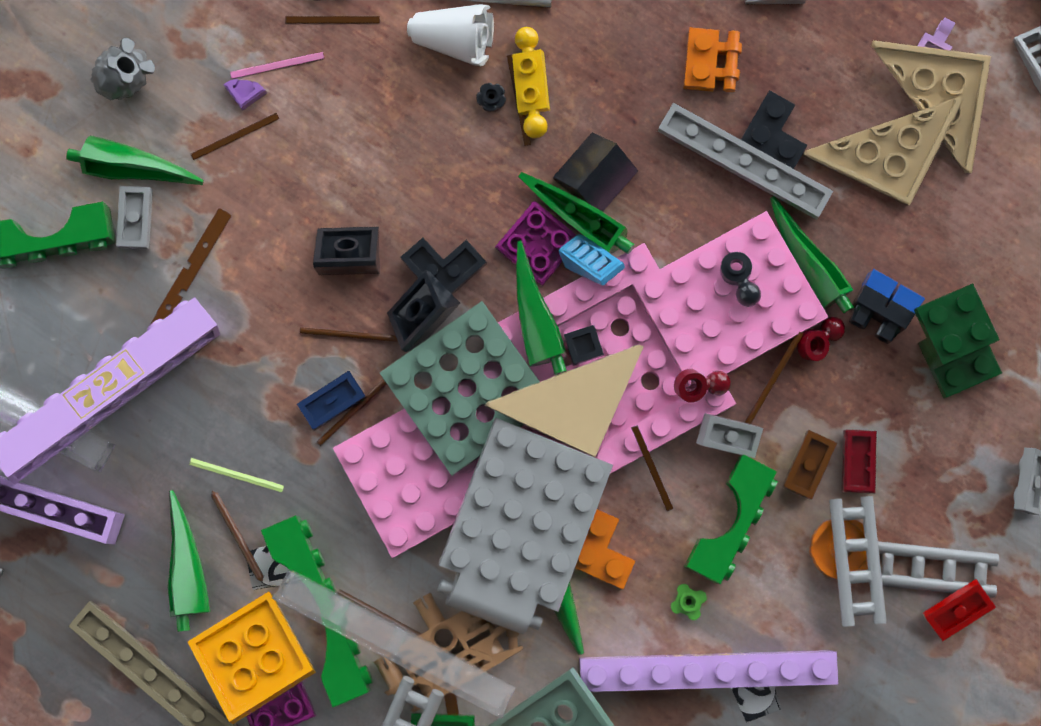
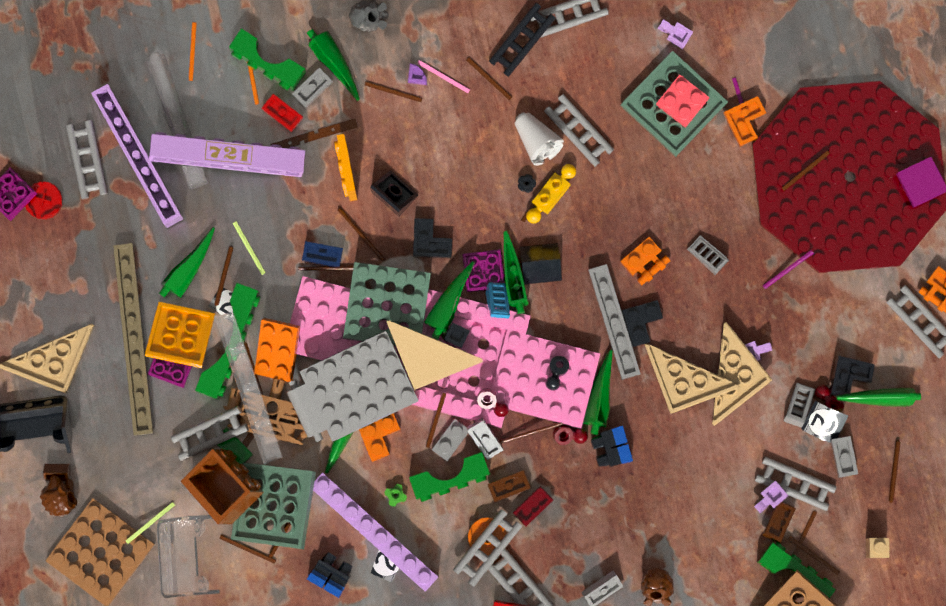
camera: 40 degrees right, 0 degrees up
(61, 280) = (253, 85): none -> orange piece
(126, 279) = (282, 113): none -> red plate
(262, 270) = (345, 167): none -> light orange plate
(385, 564) = (277, 349): none -> orange plate
(421, 311) = (400, 252): black slope -> none
(689, 475) = (450, 440): none -> light grey plate
(958, 340) = (629, 494): dark green bracket -> none

